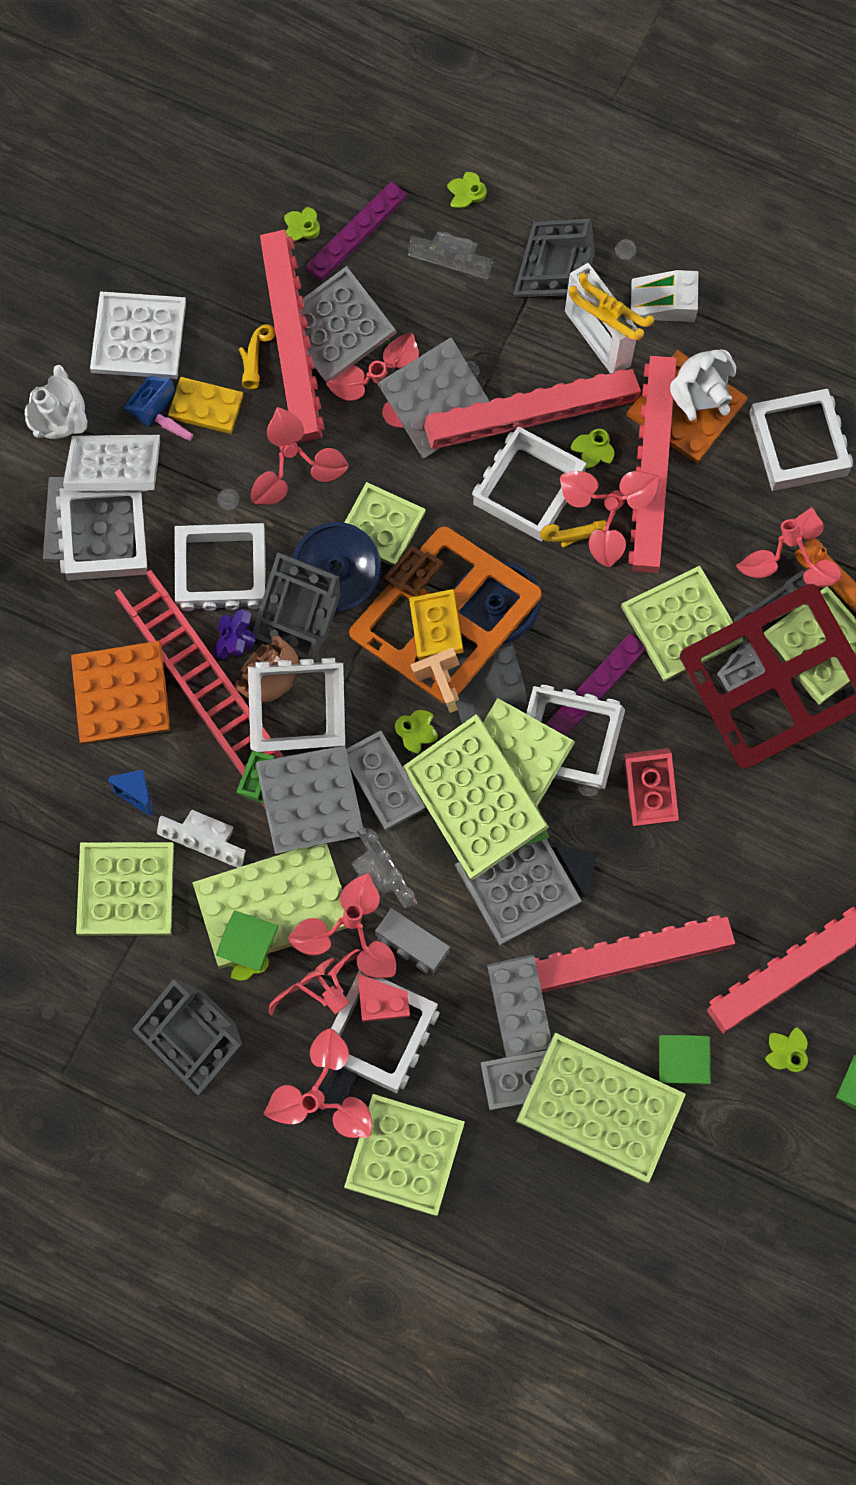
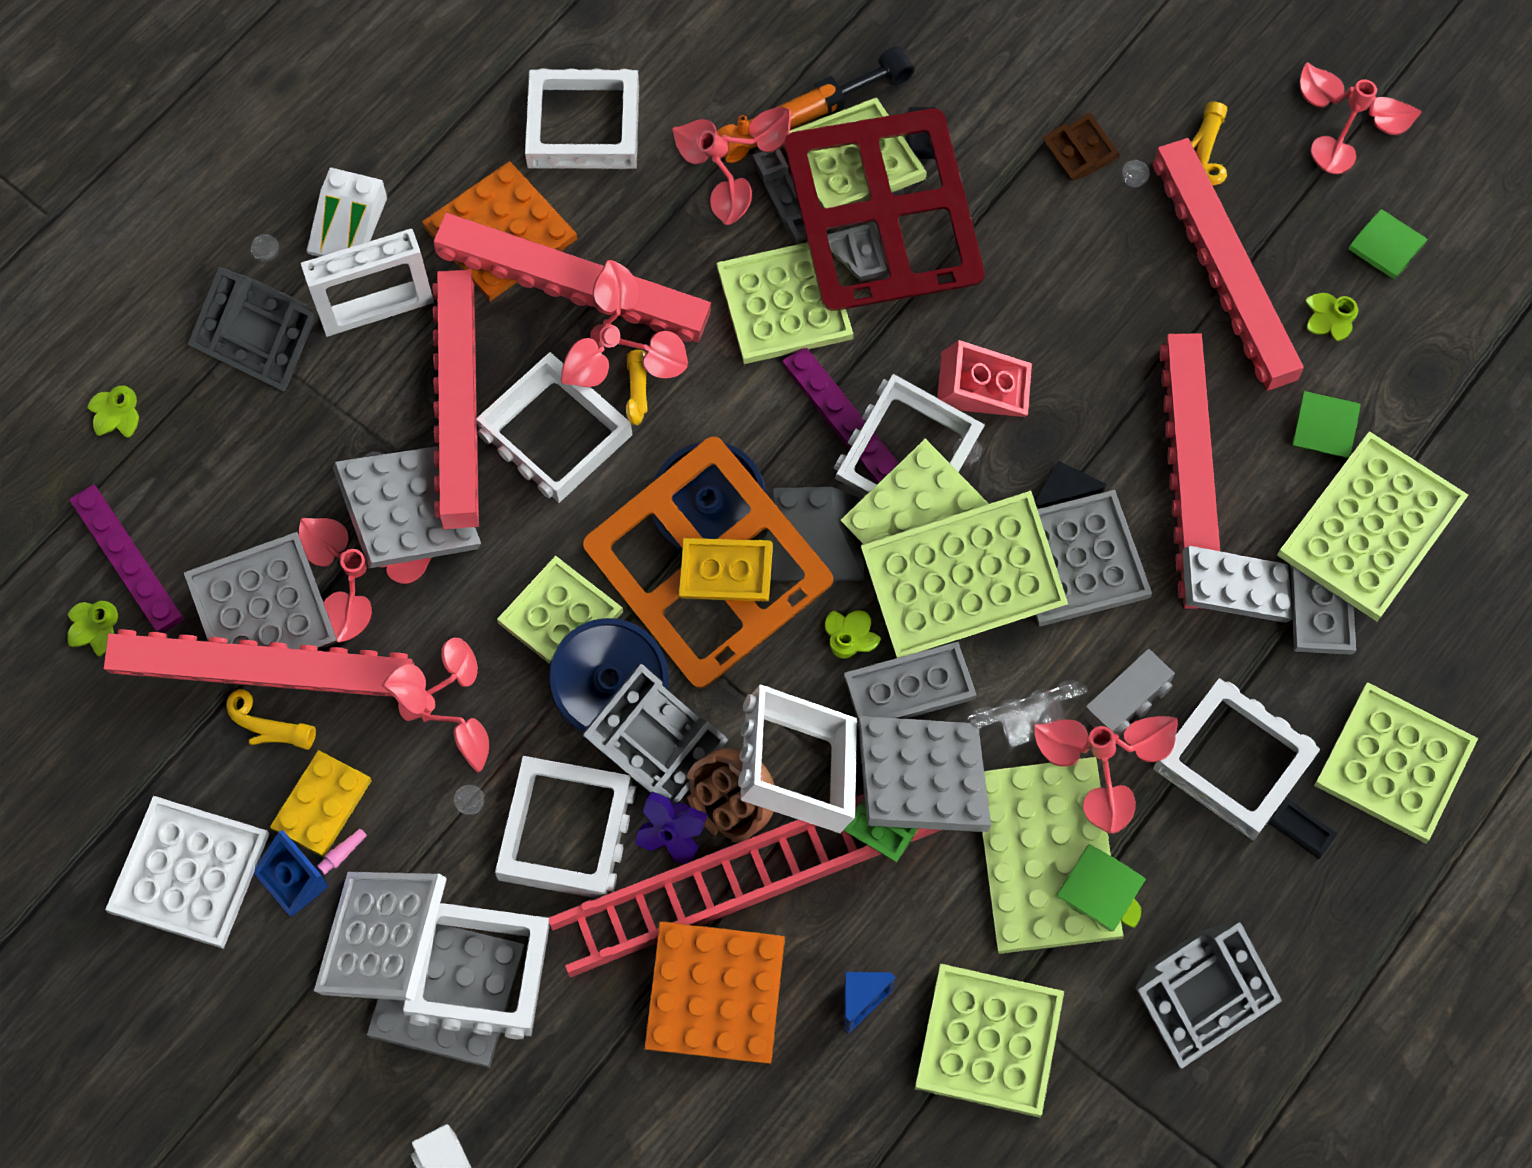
camera: 75 degrees left, 5 degrees down
(56, 408) = (272, 999): white piece -> none
(203, 835) = (937, 922): white bracket -> none
(291, 1107) = (1346, 813): coral plant -> none
(332, 996) = (1187, 801): coral plant -> none
(381, 1000) = (1206, 741): coral wing -> none
(413, 571) = (642, 584): reddish brown slope -> none
(439, 666) = (803, 574): light nougat bracket -> none
(451, 253) = (200, 448): clear bracket -> none
(593, 451) = (529, 346): lime plate -> none
(609, 309) = (378, 249): yellow piece -> none
(703, 383) = (491, 191): white piece -> none

